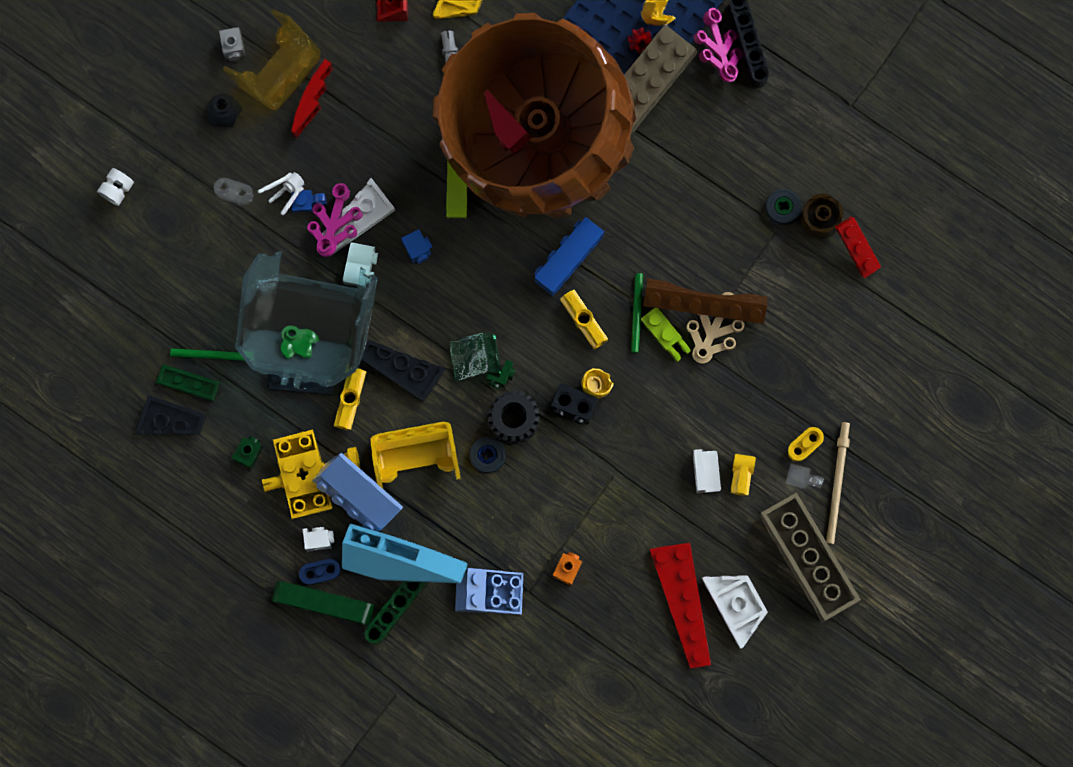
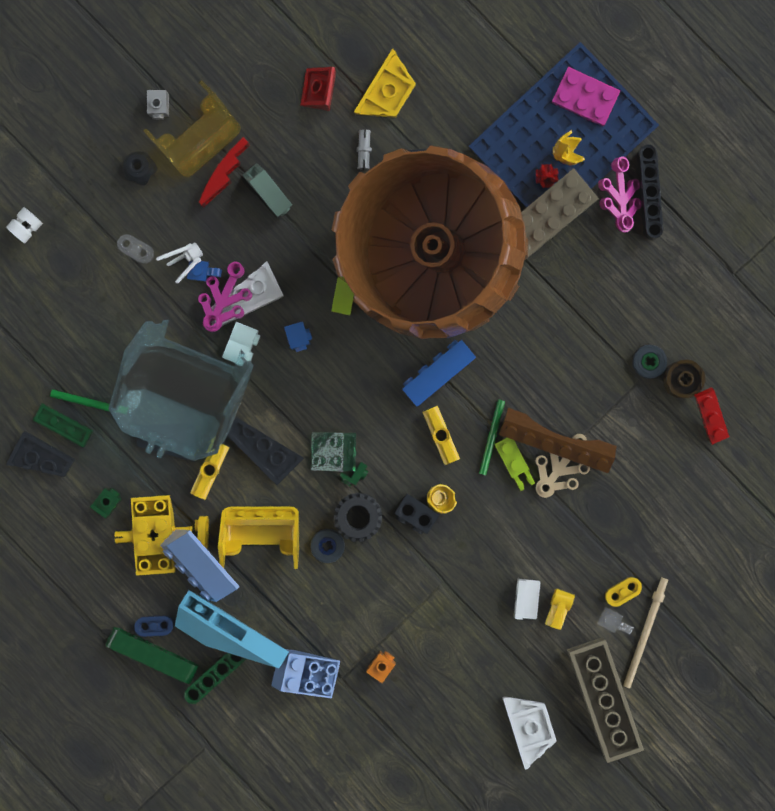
camera: 10 degrees right, 10 degrees up
(299, 343) = (170, 411): green plate -> none
(318, 539) = (157, 595): white brick -> none
(359, 107) = (267, 190): none -> sand green slope
(506, 128) = (400, 249): dark red slope -> none
(679, 584) = (480, 693): red wing -> none

